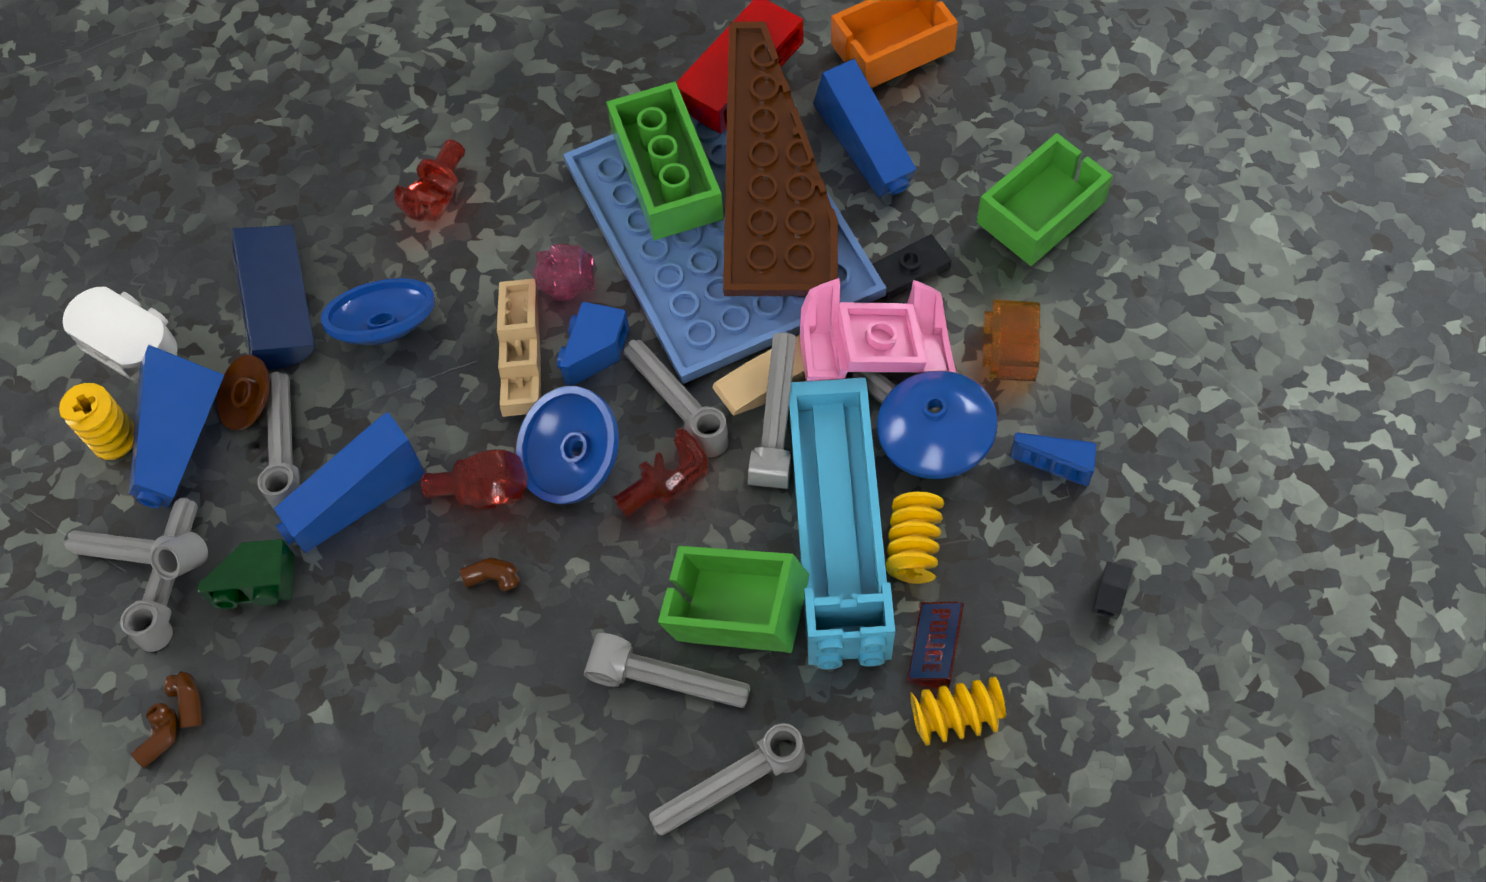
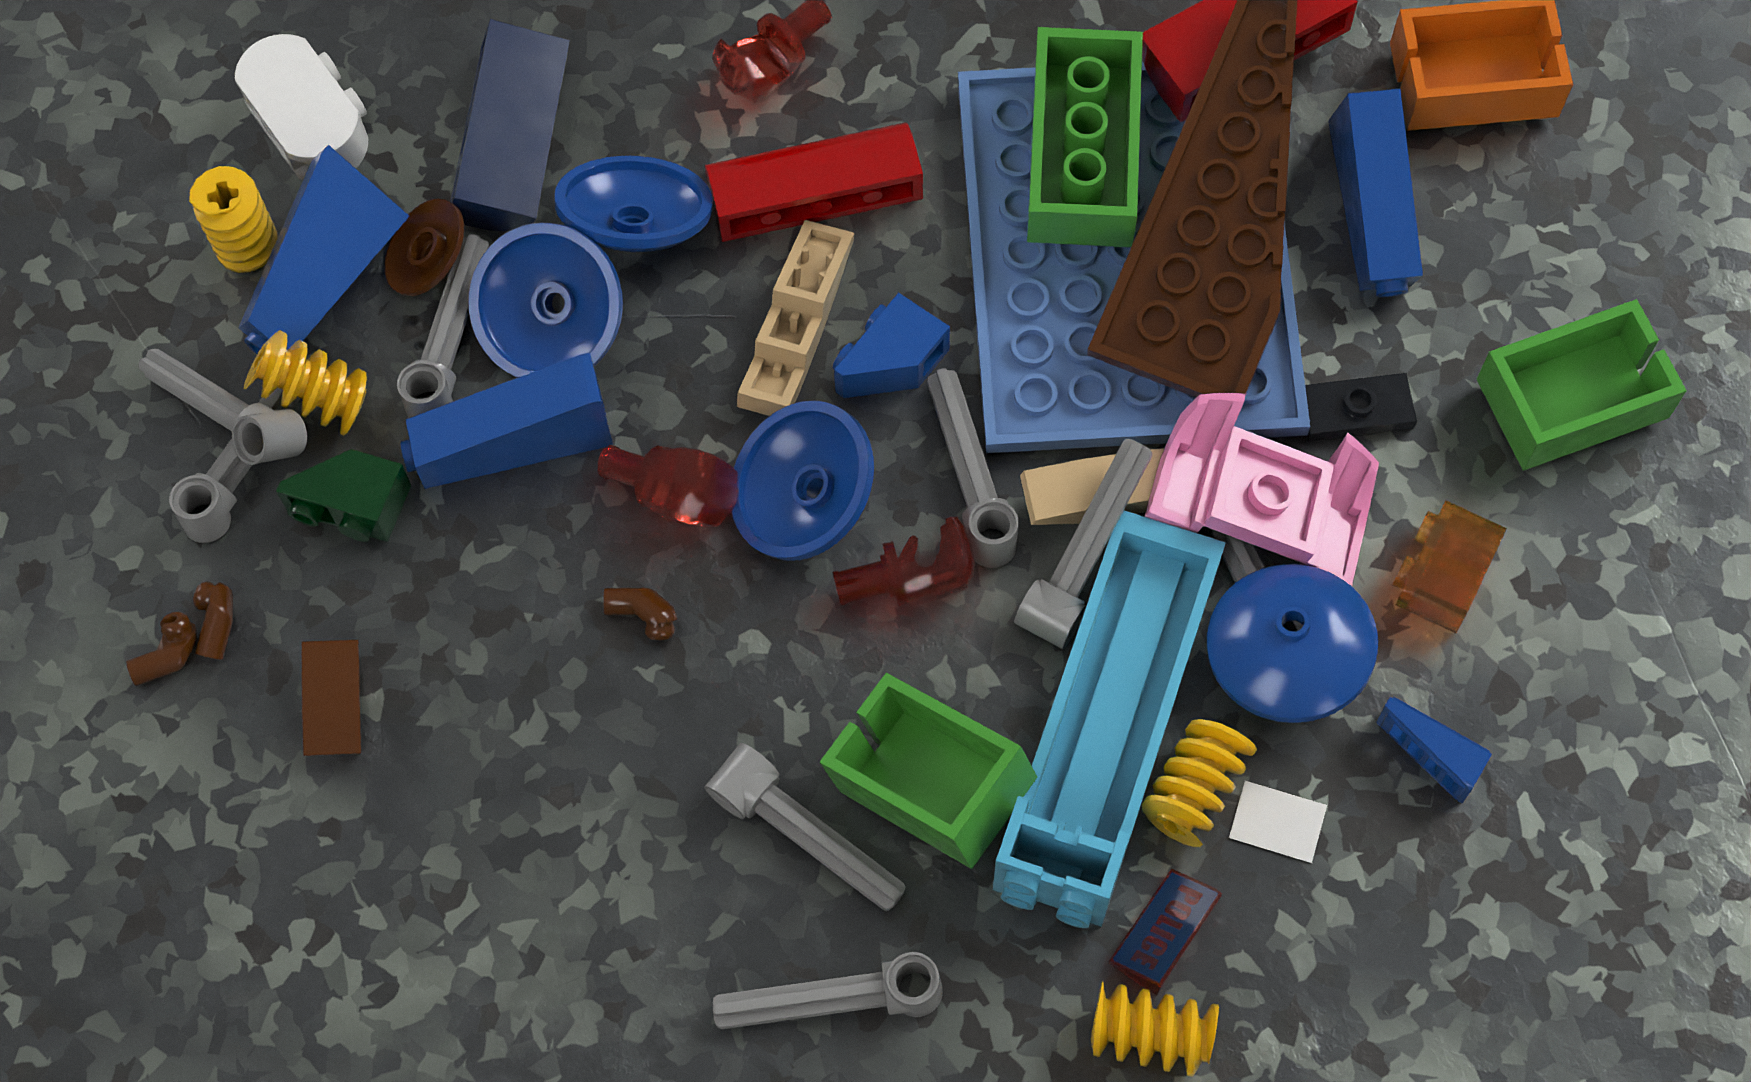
camera: 20 degrees right, 5 degrees up
(193, 508) = (309, 380): none -> yellow piece
(292, 718) = (331, 697): none -> reddish brown slope
(319, 387) = (515, 294): none -> blue dish
(494, 256) = (815, 181): none -> red brick
(564, 271) = (893, 240): clear pink brick -> none
(976, 544) = (1278, 821): none -> white sticker
(1112, 590) = (1427, 955): black piece -> none

